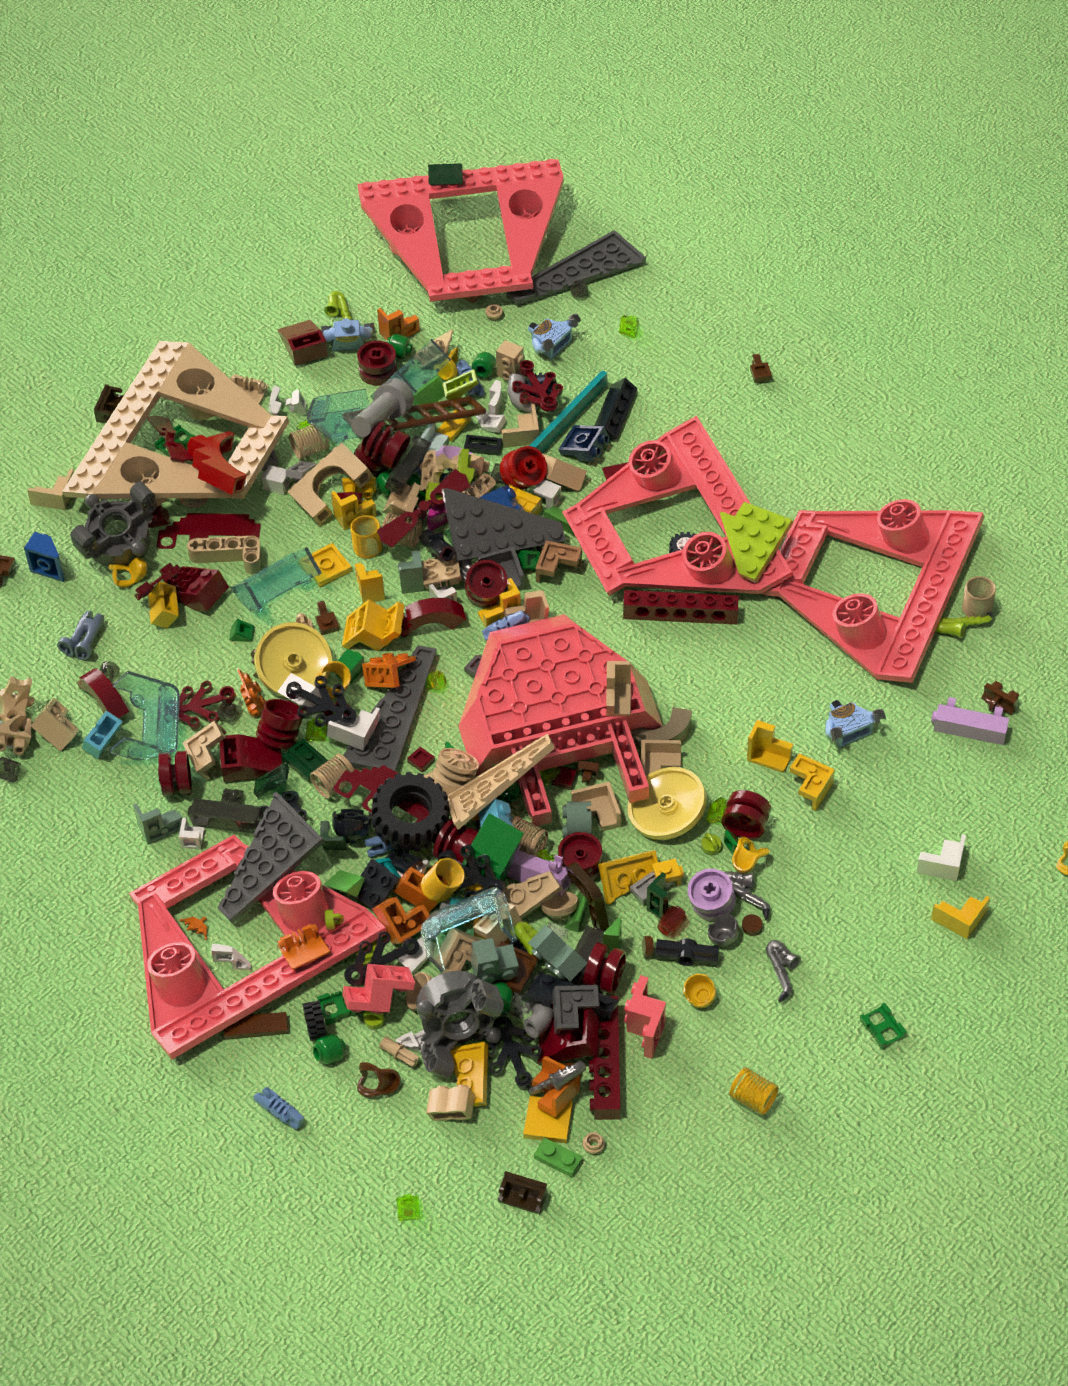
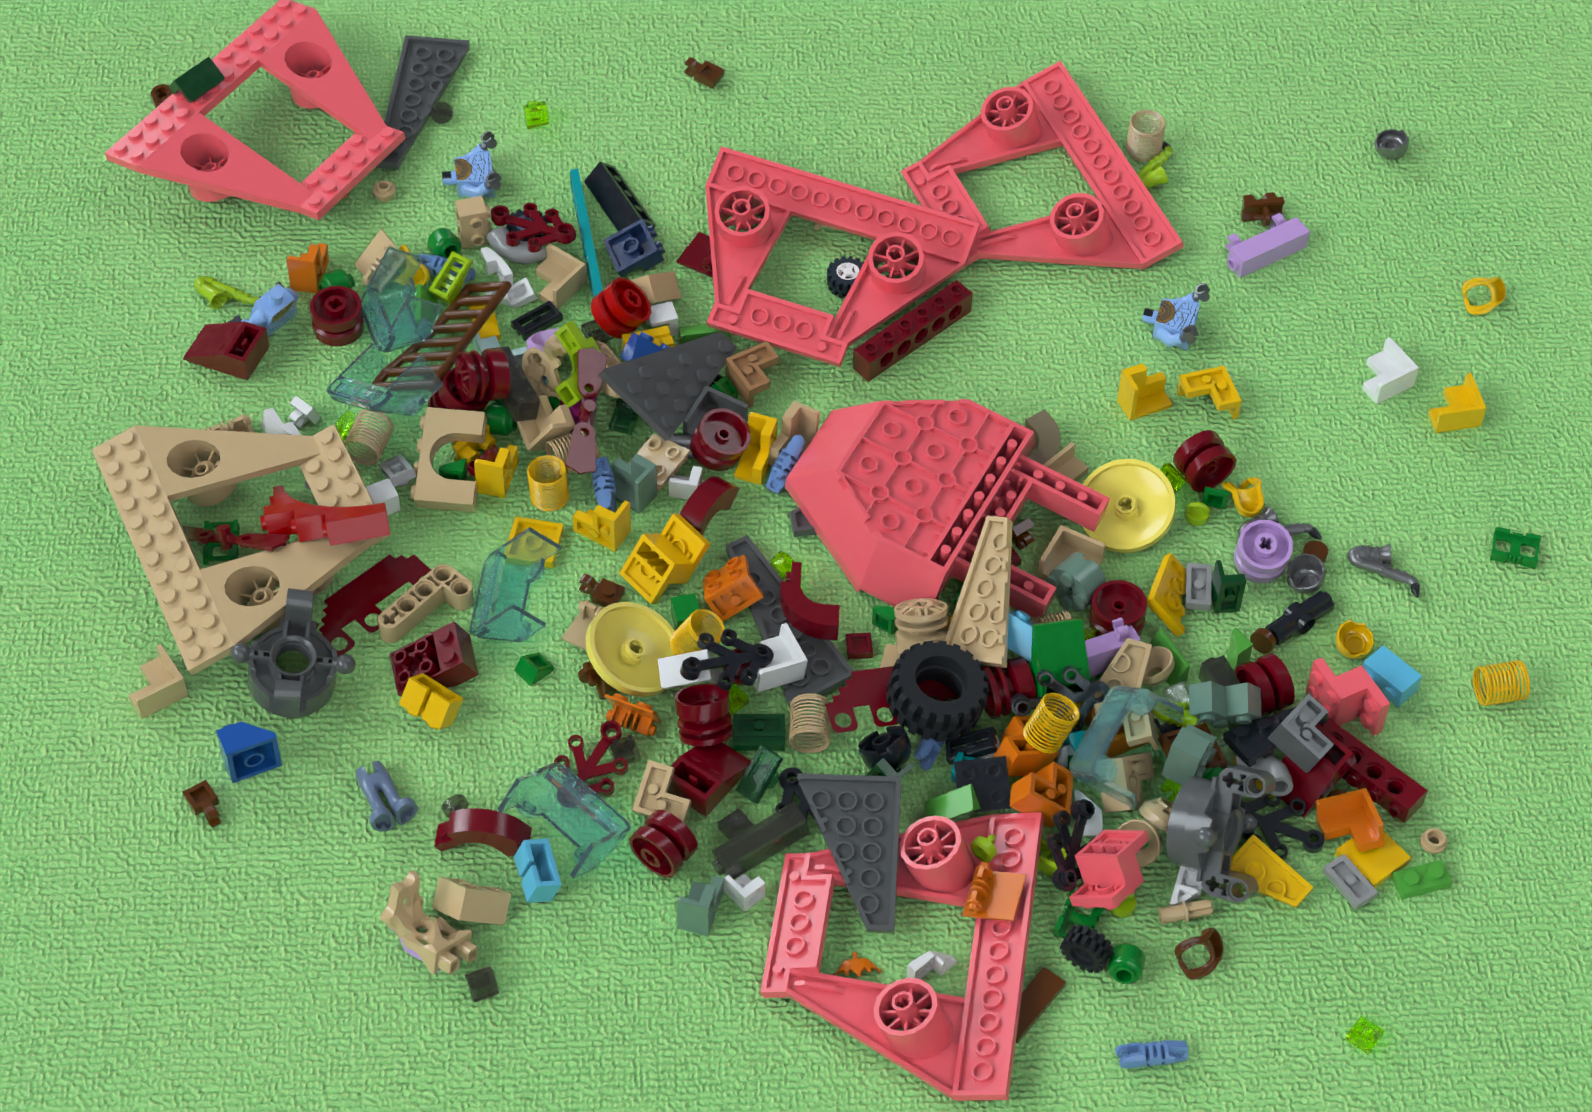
camera: 50 degrees left, 0 degrees up
(107, 403) = (101, 557): dark brown hinge -> none
(136, 568) = (349, 690): yellow piece -> none
(166, 573) = (409, 693): dark red plant -> none
(325, 491) = (454, 470): none -> green slope
(389, 401) = (428, 335): light grey piece -> none
(396, 560) = (604, 484): none -> medium blue hinge
(406, 723) = (804, 614): none -> dark red arch
(437, 545) = (630, 439): black piece -> none
(450, 1103) = (1289, 912): tan brick -> none
(512, 1120) = (1350, 882): none -> light grey plate
(522, 1192) = (1437, 933): dark brown hinge -> none
(559, 1078) = (1360, 805): flat silver piece -> none
(592, 893) = (1184, 625): dark brown beam -> none
(618, 688) = (994, 432): tan panel -> none
(671, 869) = (1201, 563): yellow bracket -> none
(671, 920) = (1255, 603): clear red brick -> none
(695, 1030) = (1392, 675): none -> medium azure piece
(754, 538) = (910, 209): lime wing -> none

